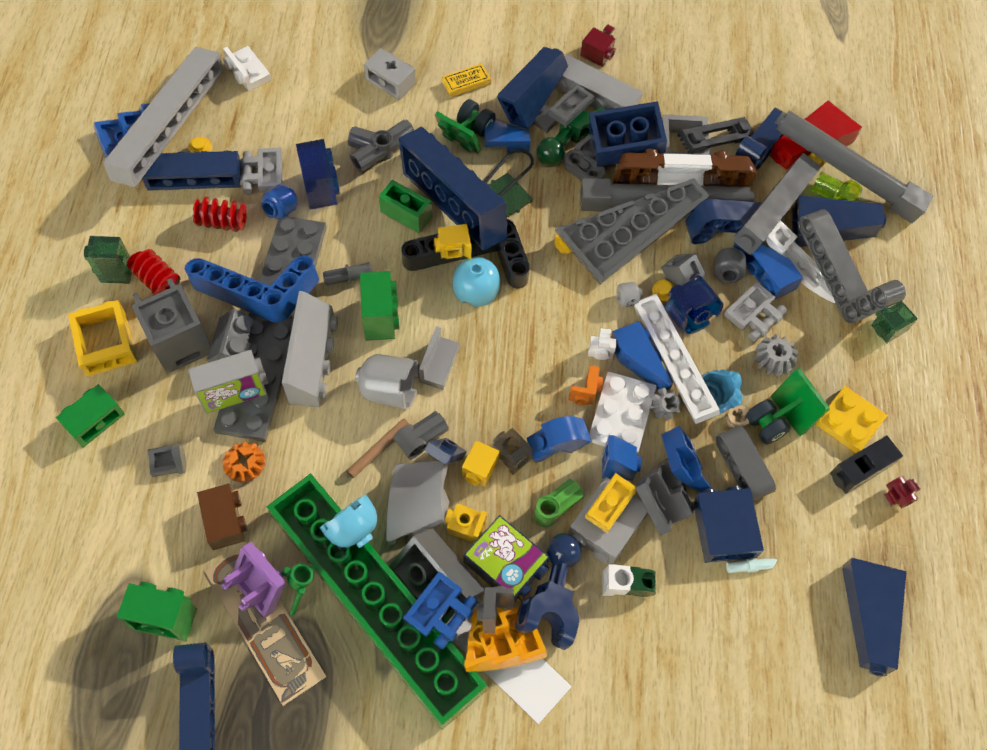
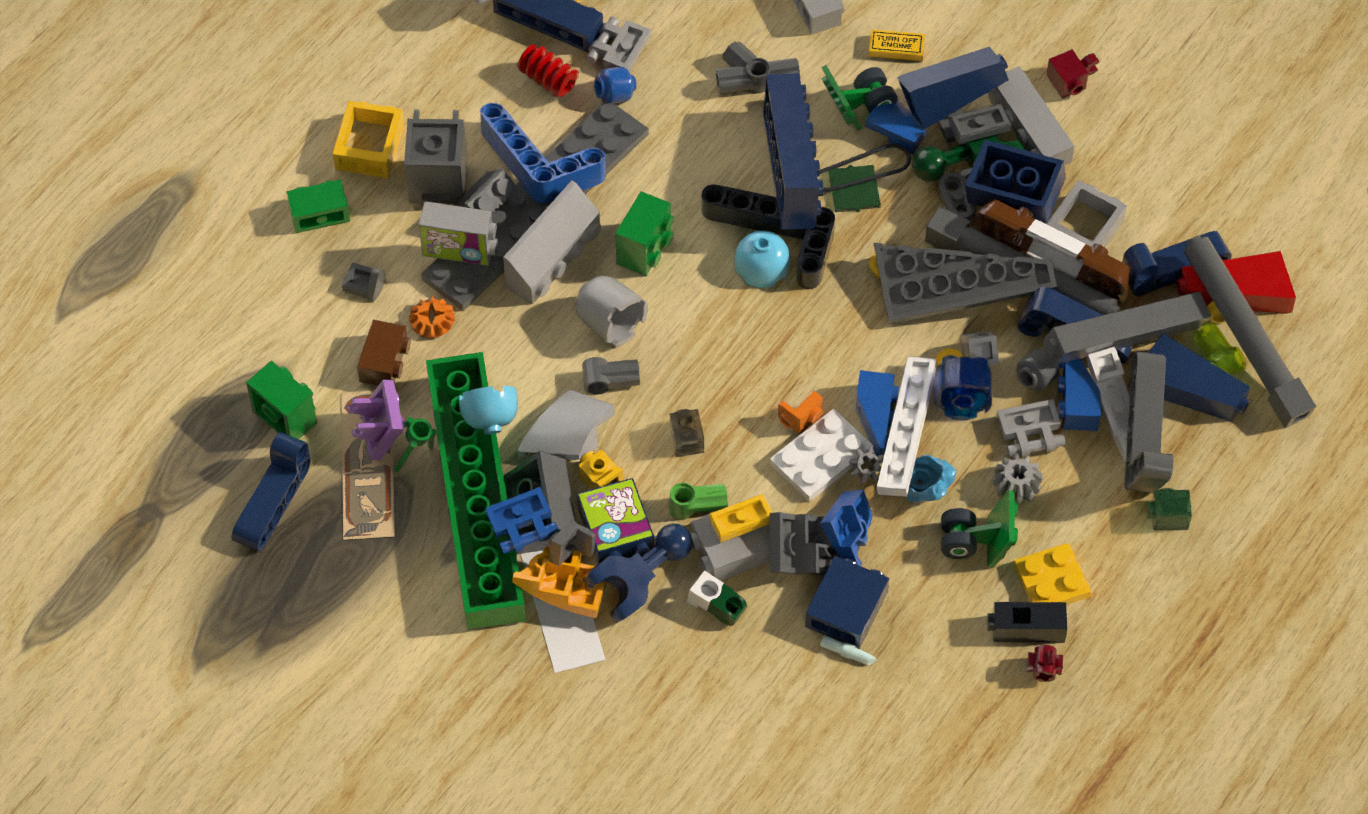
camera: 35 degrees right, 5 degrees down
(108, 259) = (415, 66): clear green brick -> none
(152, 270) = (450, 95): red piece -> none
(318, 173) = (667, 74): clear blue brick -> none
(345, 274) = (633, 188): dark grey axle -> none
(374, 451) = (556, 369): medium nougat bar -> none
(405, 206) = (737, 149): green brick -> none
(438, 360) = (672, 314): light grey panel -> none
(445, 450) = (621, 398): plate -> none
(453, 242) = (755, 205): yellow window -> none
(480, 464) = (648, 428): yellow brick -> none
(558, 435) = (742, 439): blue brick -> none
(602, 346) = (842, 381): white plate -> none
(620, 458) = (782, 487): blue slope -> none
(628, 294) = (908, 346): light grey piece -> none
(696, 141) = (1086, 223): black container -> none
(730, 417) = (933, 508): tan bush -> none
(745, 462) = (907, 559): dark grey beam -> none
(876, 613) = (936, 745): dark blue slope -> none

